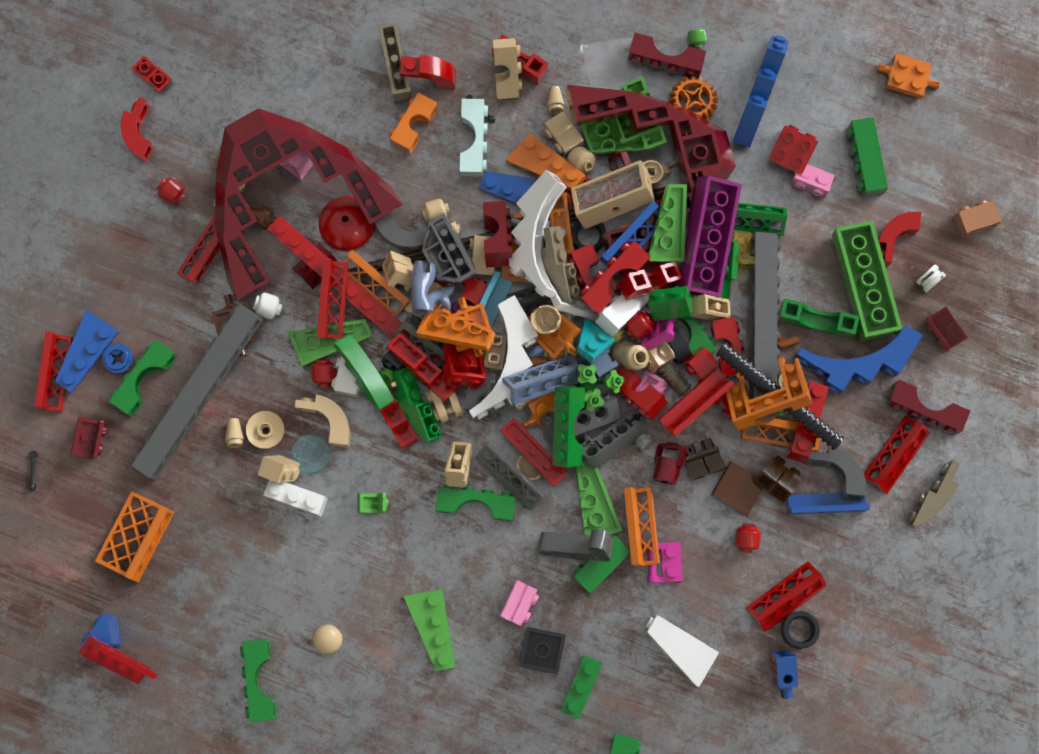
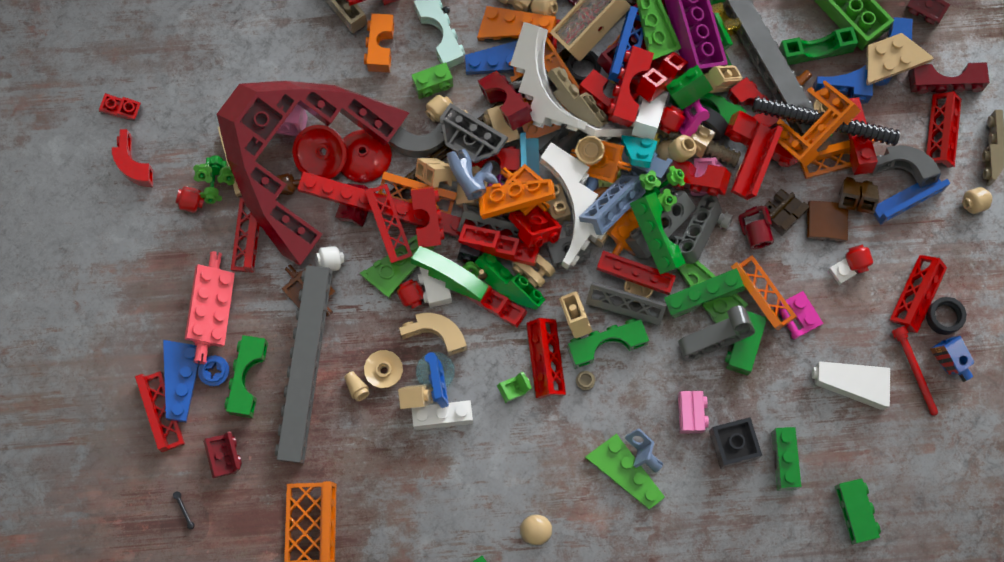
camera: 25 degrees left, 5 degrees down
(140, 299) = (209, 307): none -> coral plate
(191, 173) = (207, 172): none -> bright green plant
(297, 203) = (308, 151): none -> red dish
(304, 464) = (437, 380): none -> blue plate
(374, 294) = (426, 199): none -> red arch
(411, 488) = (542, 357): none -> red fence
(439, 527) = (585, 380): none -> dark tan plate
(442, 182) = (432, 80): none -> bright green brick
(456, 620) = (644, 452): none -> sand blue bracket
(589, 501) = (711, 289): none -> green arch
(726, 541) = (841, 271): none -> white plate
(748, 626) = (901, 335): none -> red piece
(882, 364) = (893, 57): none -> tan wing
(889, 537) = (977, 200): none -> tan head

